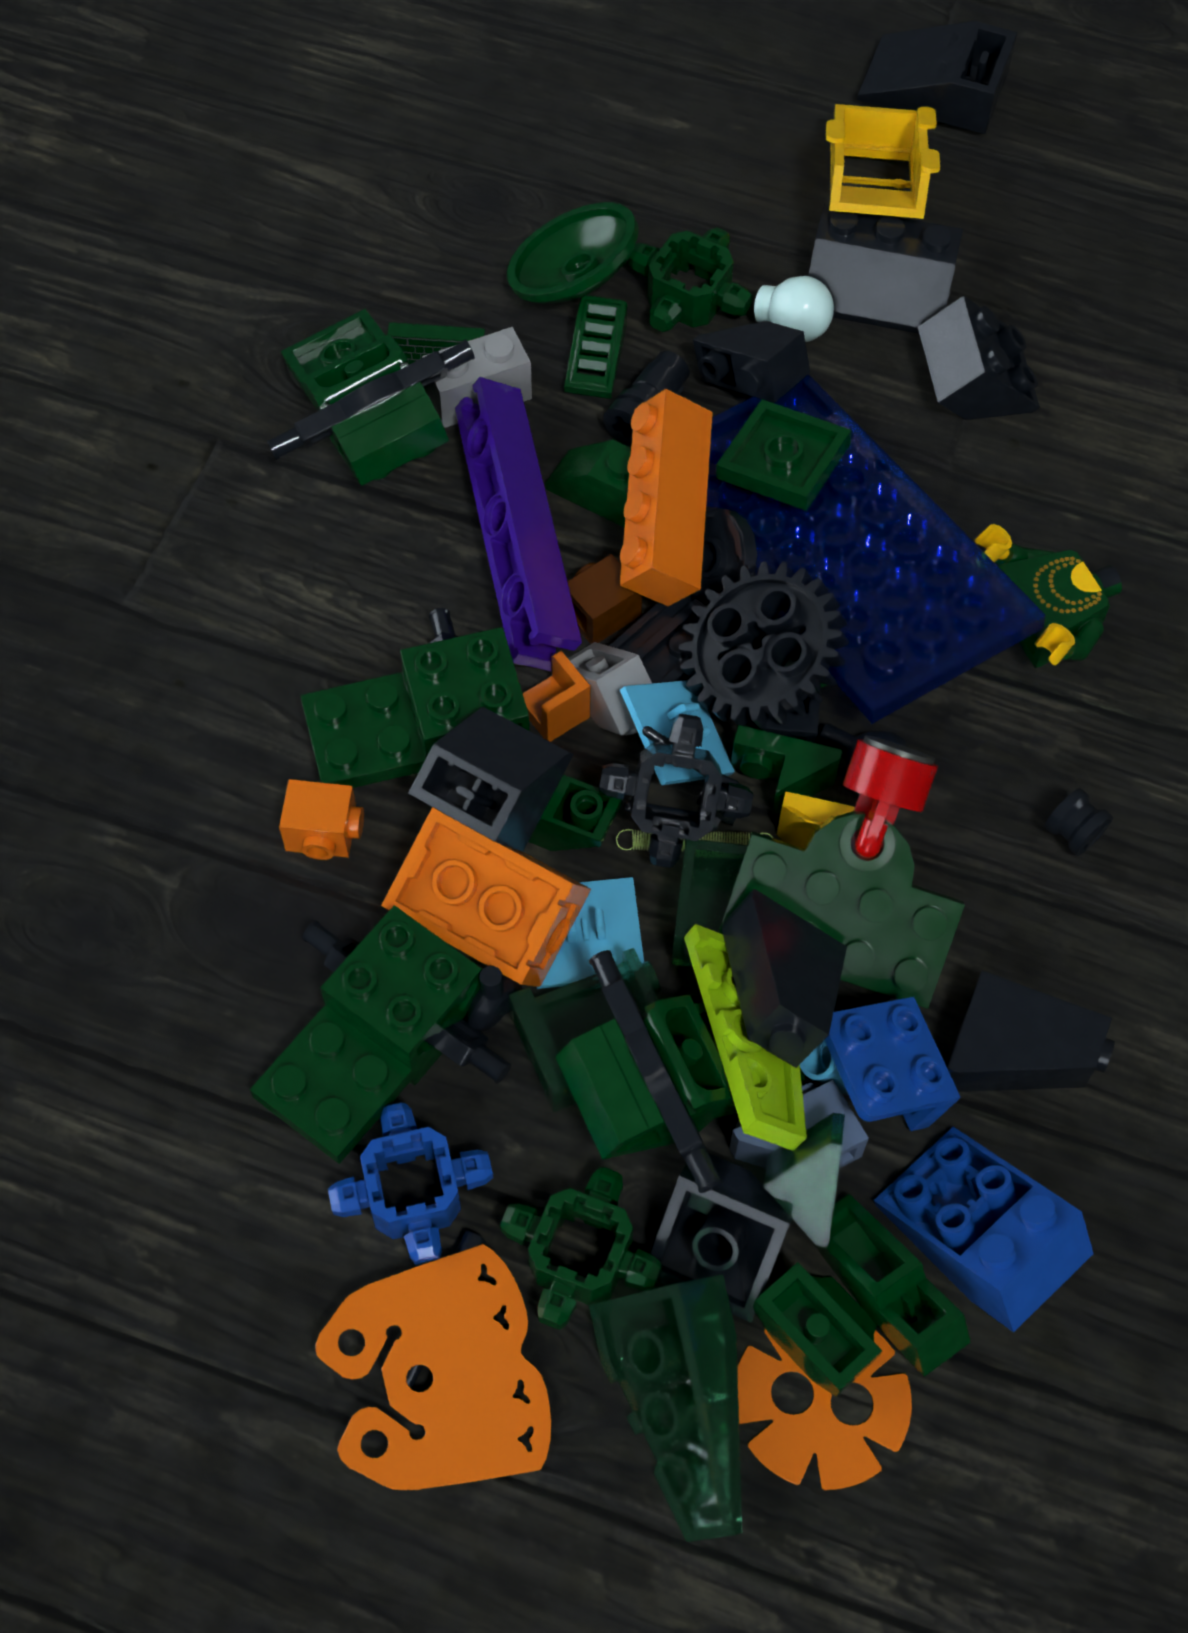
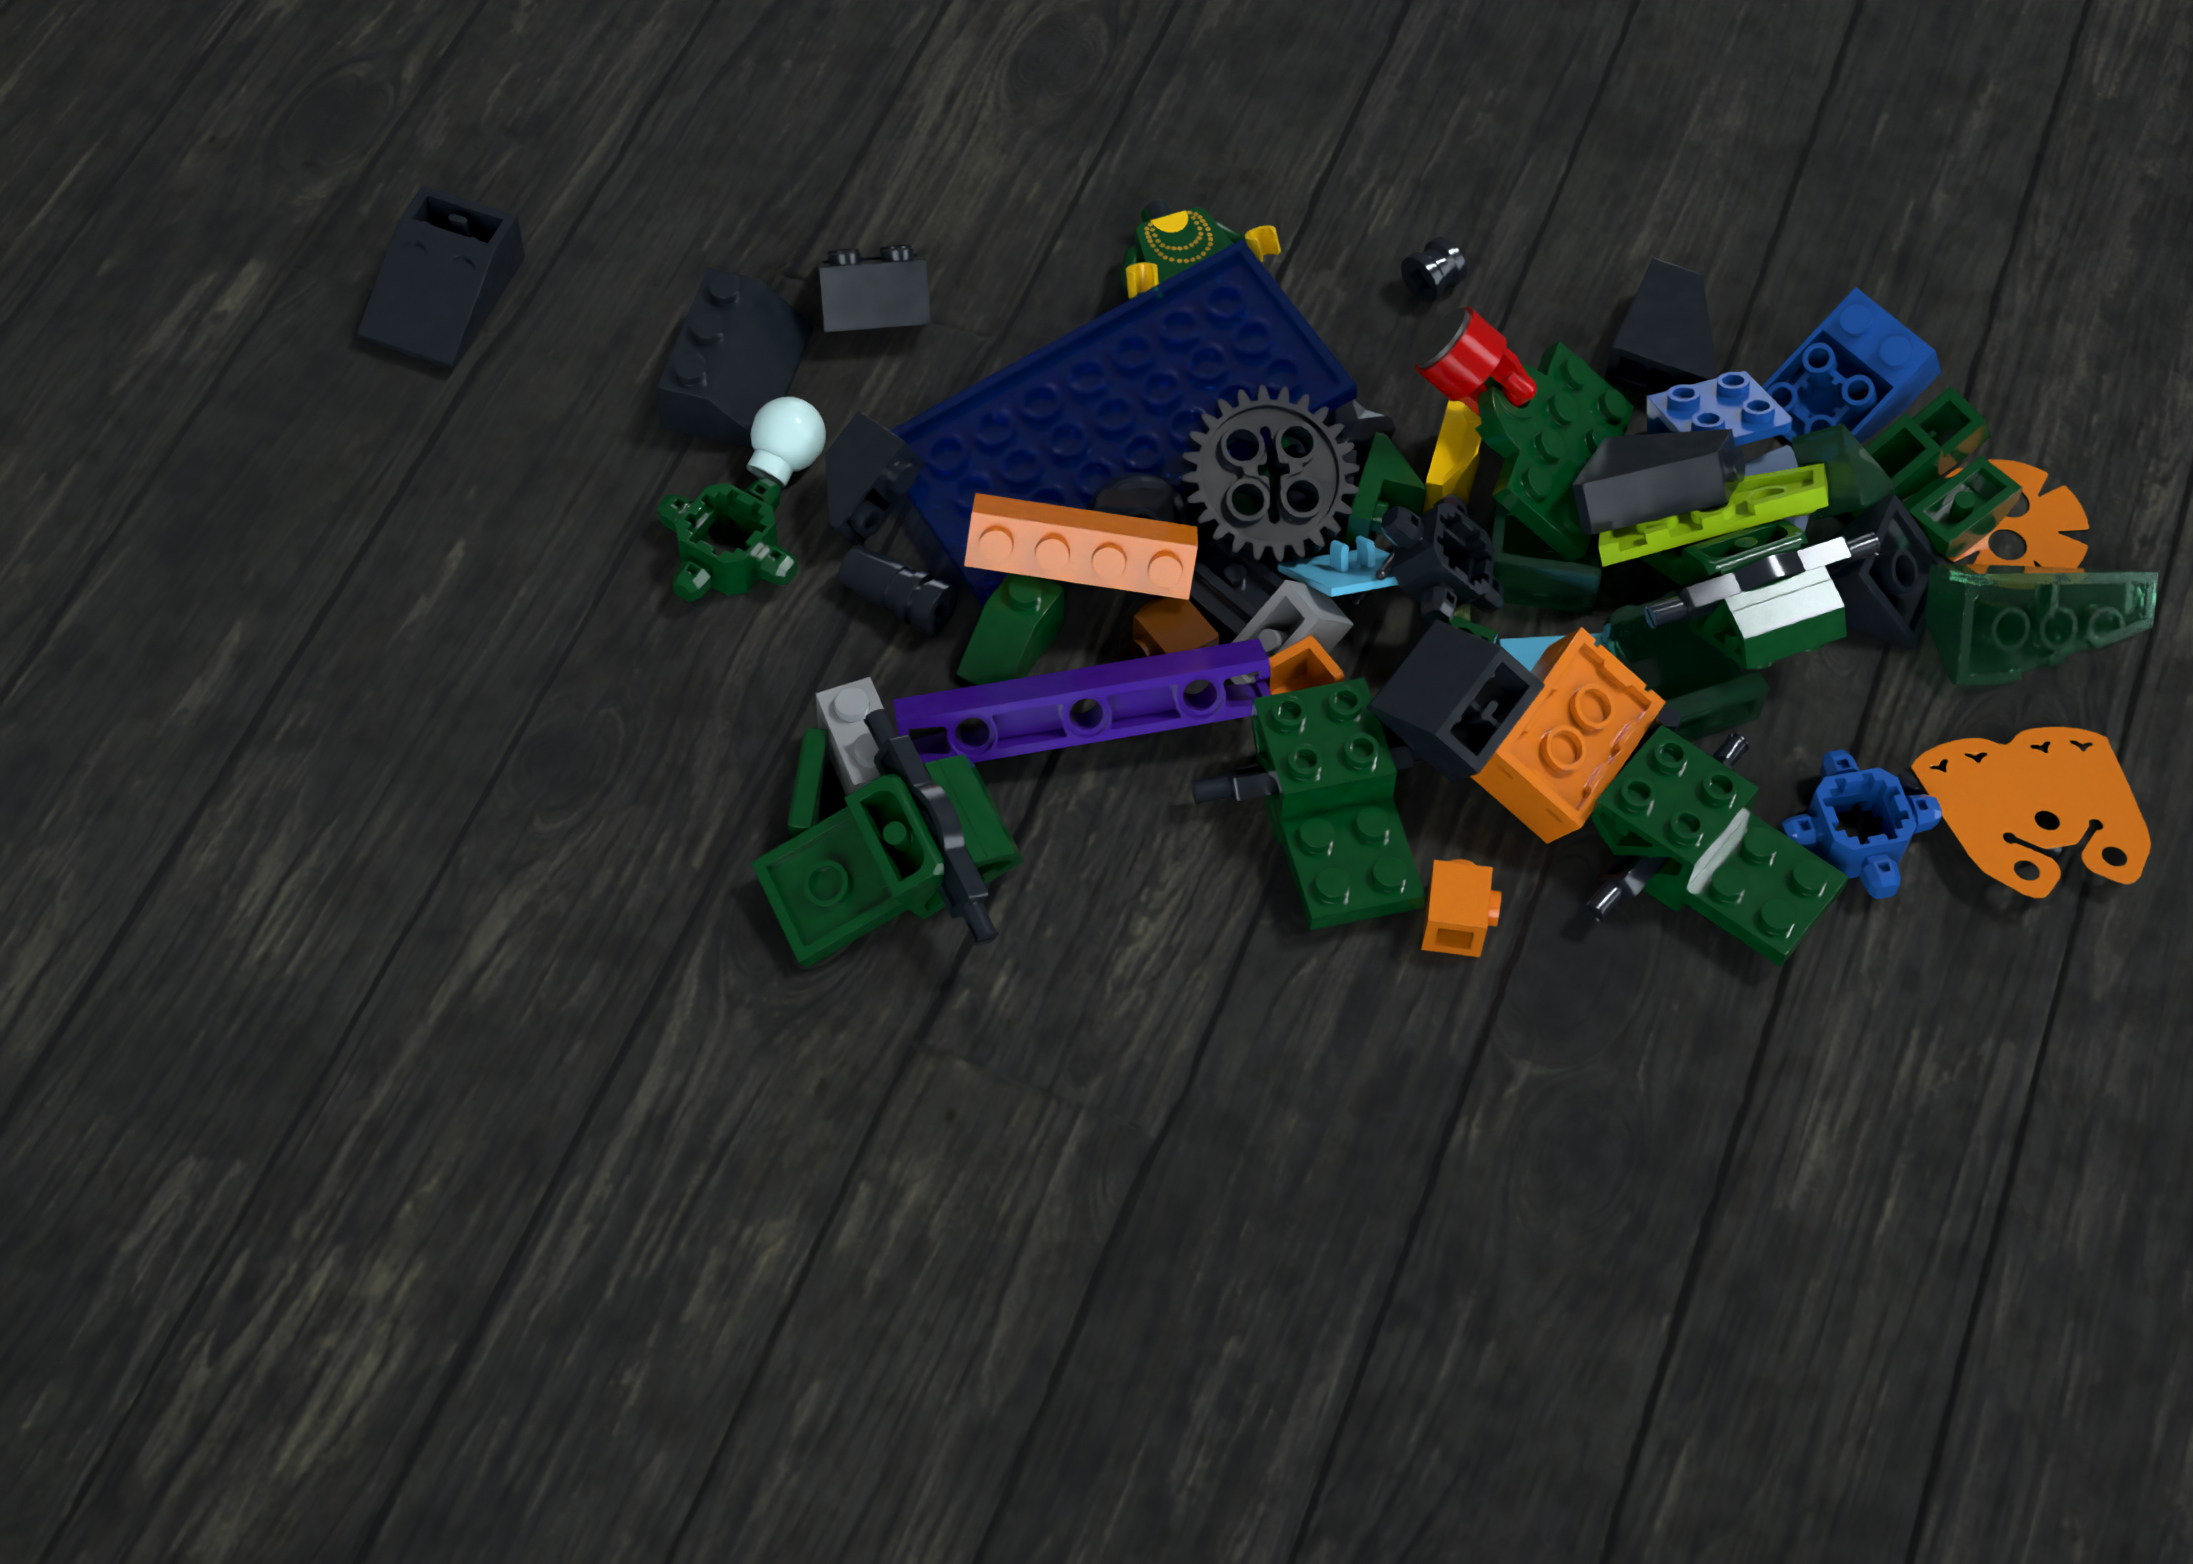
camera: 90 degrees left, 5 degrees down
(573, 253) = (661, 635): dark green dish -> none
(598, 318) = (803, 618): dark green slope -> none
(598, 1209) = (1896, 715): dark green piece -> none
(783, 454) = (1015, 445): dark green plate -> none
(881, 135) = (545, 304): yellow piece -> none

